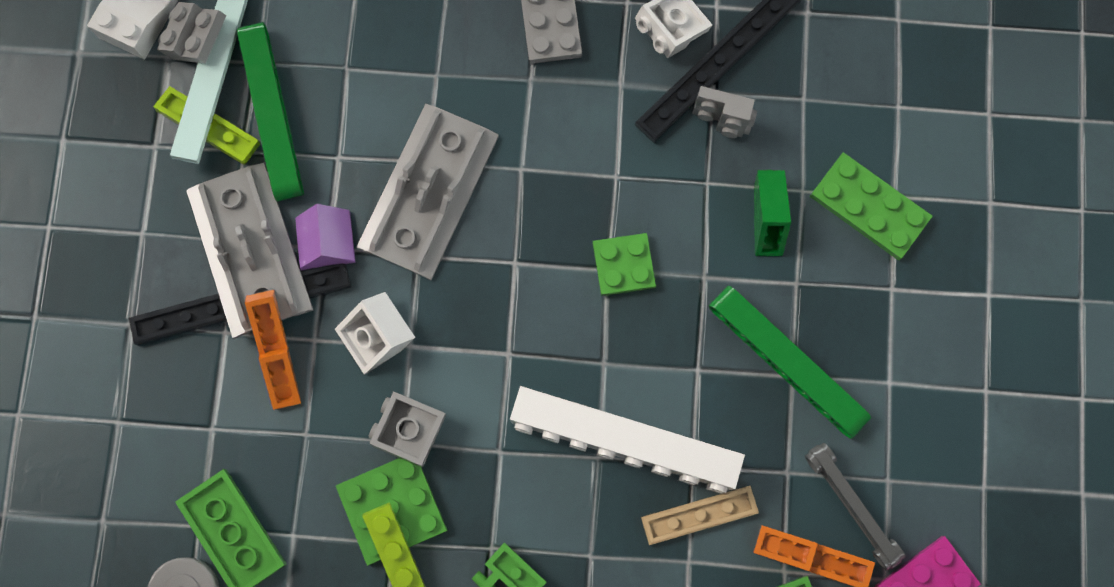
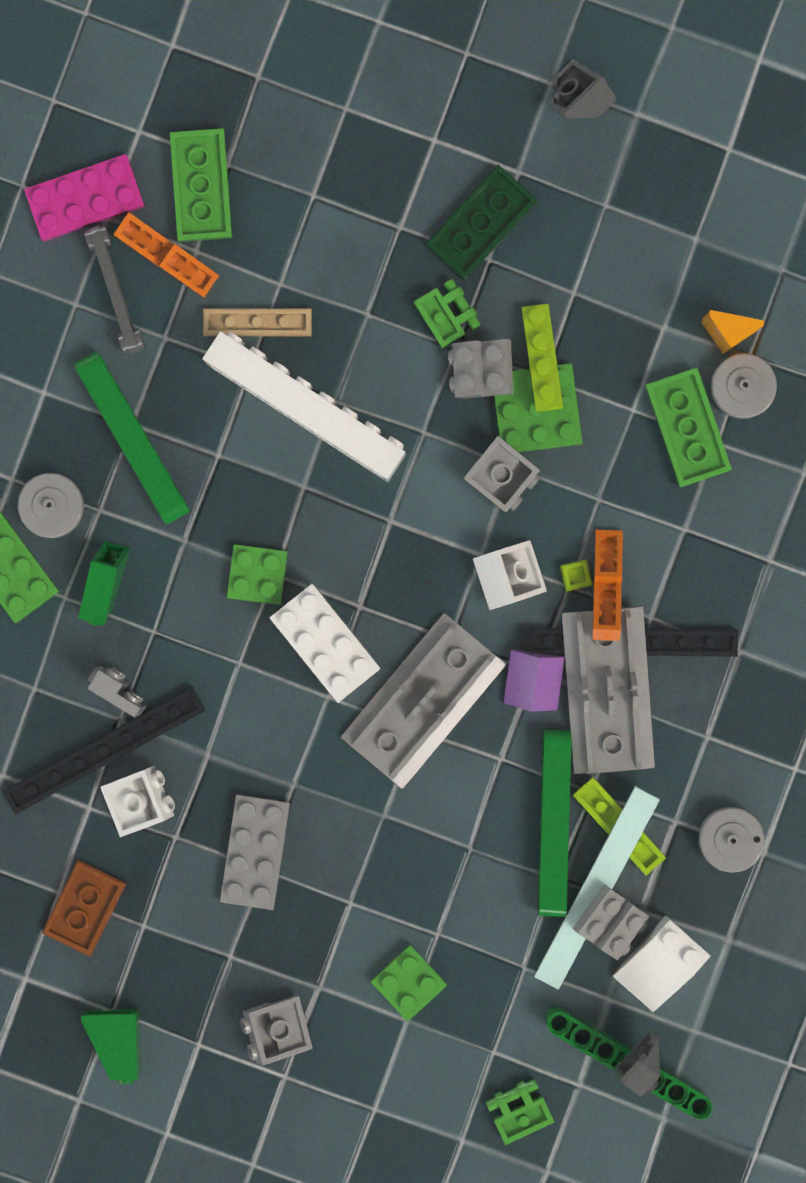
camera: 165 degrees left, 10 degrees up
(94, 142) = (731, 839): none -> light grey wheel
(309, 352) = (576, 575): none -> lime tile
(457, 532) = (481, 369): none -> light grey plate
(537, 215) = (325, 643): none -> white brick
(846, 272) = (50, 505): none -> light grey wheel

